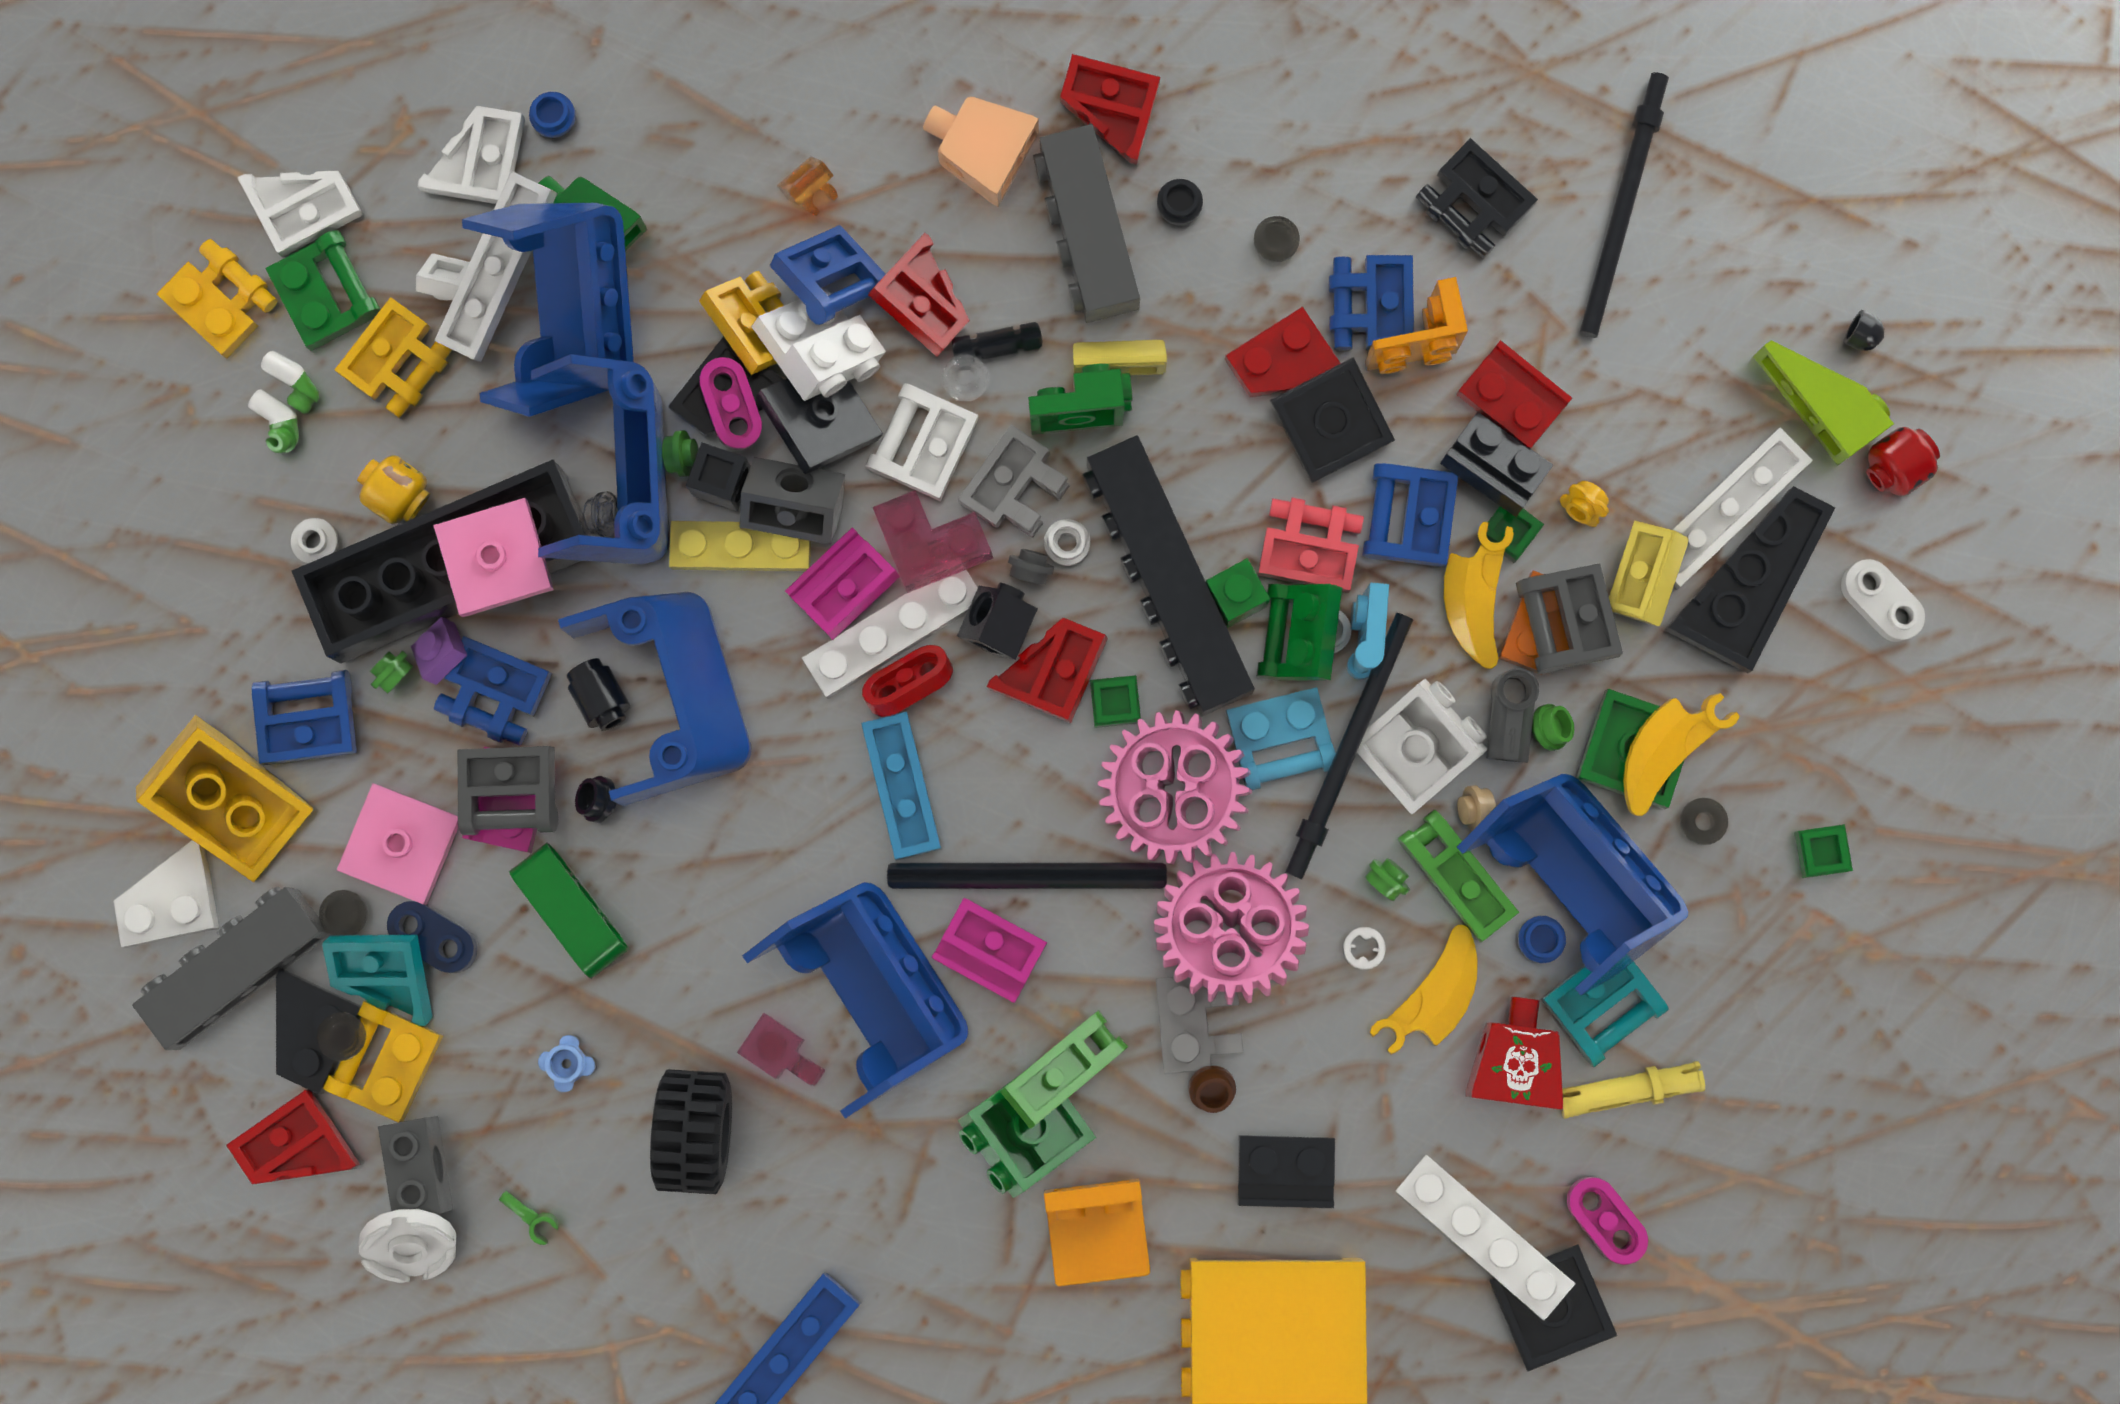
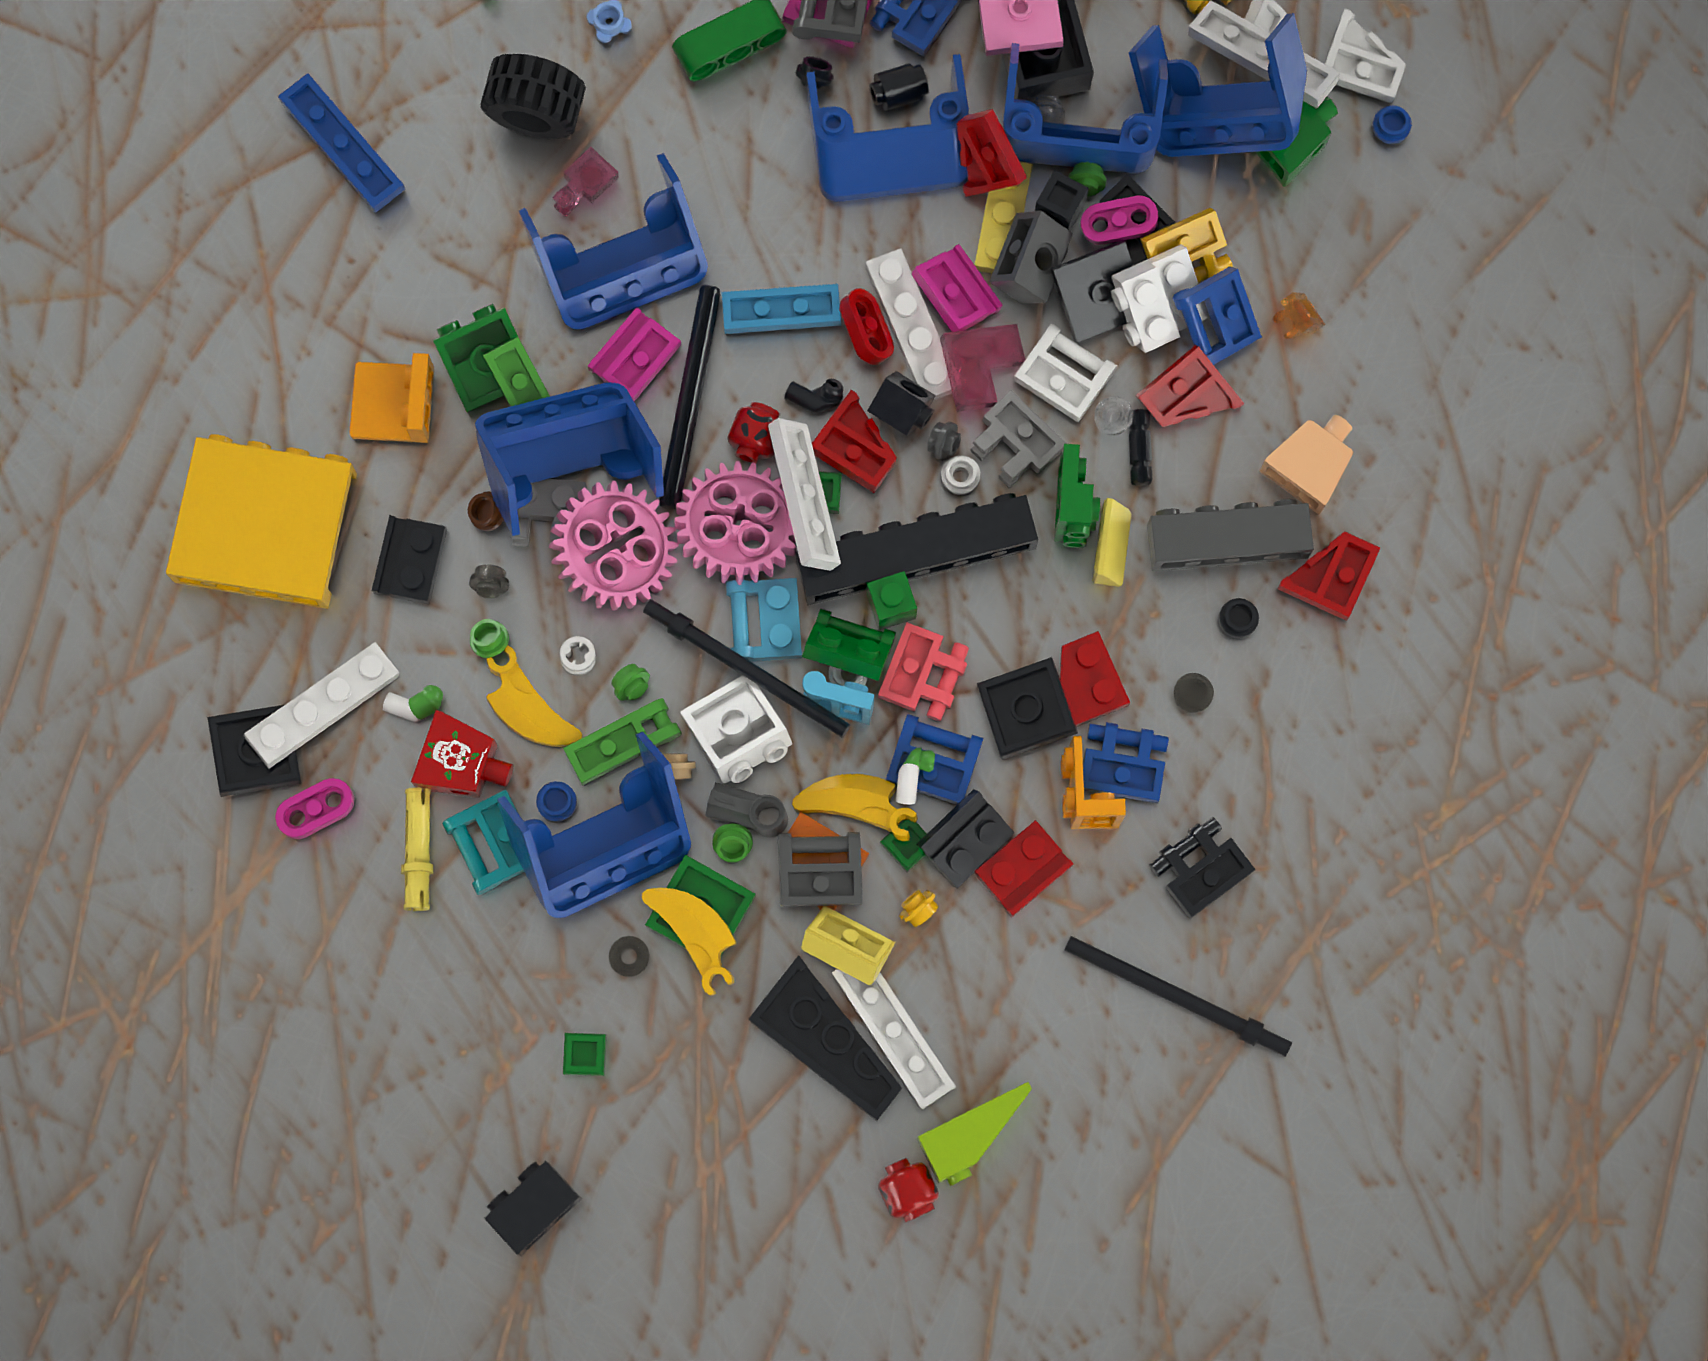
camera: 95 degrees right, 5 degrees down
(679, 566) = (987, 154): none -> red wing
(1004, 725) = (818, 399): none -> black arm
(1060, 788) = (751, 434): none -> red head
(1109, 1013) = (563, 437): none -> blue windscreen
(1135, 712) = (804, 494): none -> white plate
(1298, 1069) = (489, 581): none -> clear smoke plate
(1366, 1055) = (488, 638): none -> bright green plate
(1441, 536) = (909, 772): none -> white arm
(1462, 1124) = (416, 707): none -> arm
(1864, 332) = (1028, 1183): black hinge -> none
(1880, 604) = (790, 1150): white plate -> none
(2011, 874) = (532, 1207): none -> black brick

